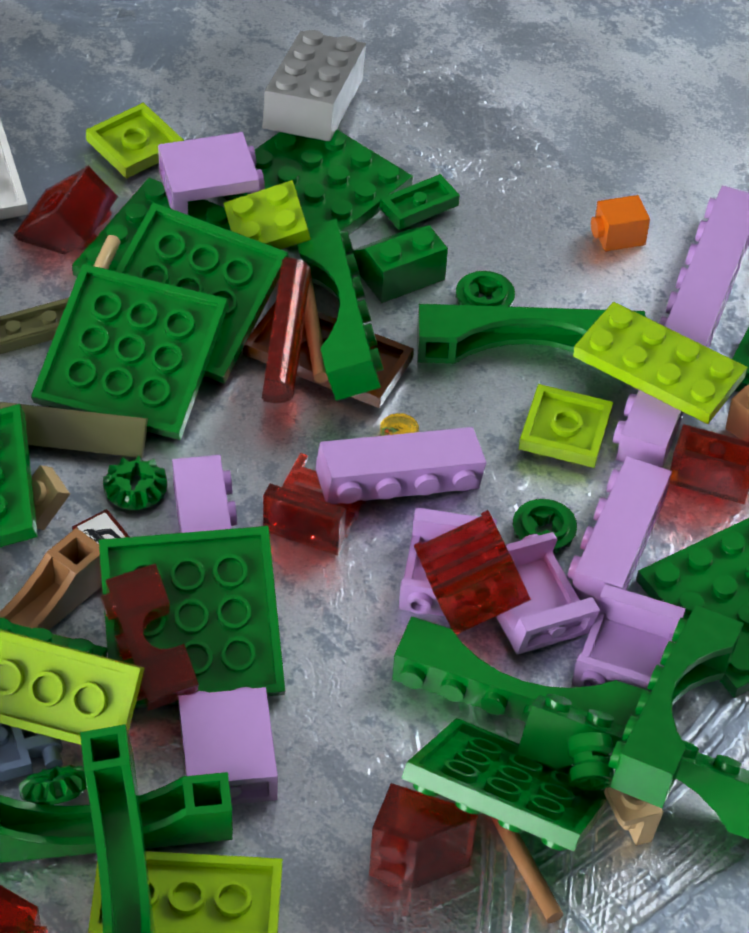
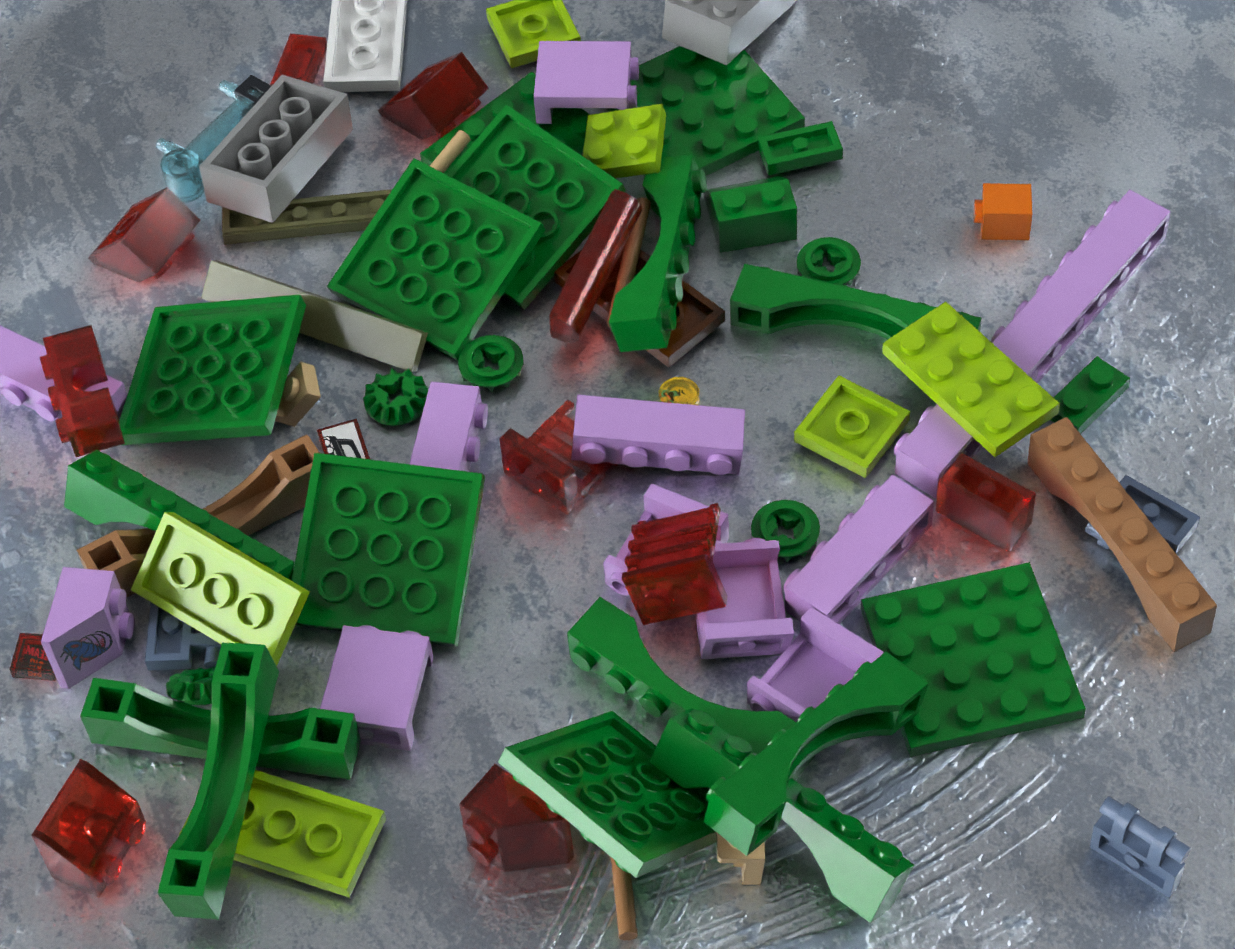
camera: 25 degrees right, 5 degrees up
(135, 602) = (325, 525): clear red arch -> none
(214, 423) = (497, 350): none -> green gear
(590, 761) = (700, 776): green wheel -> none

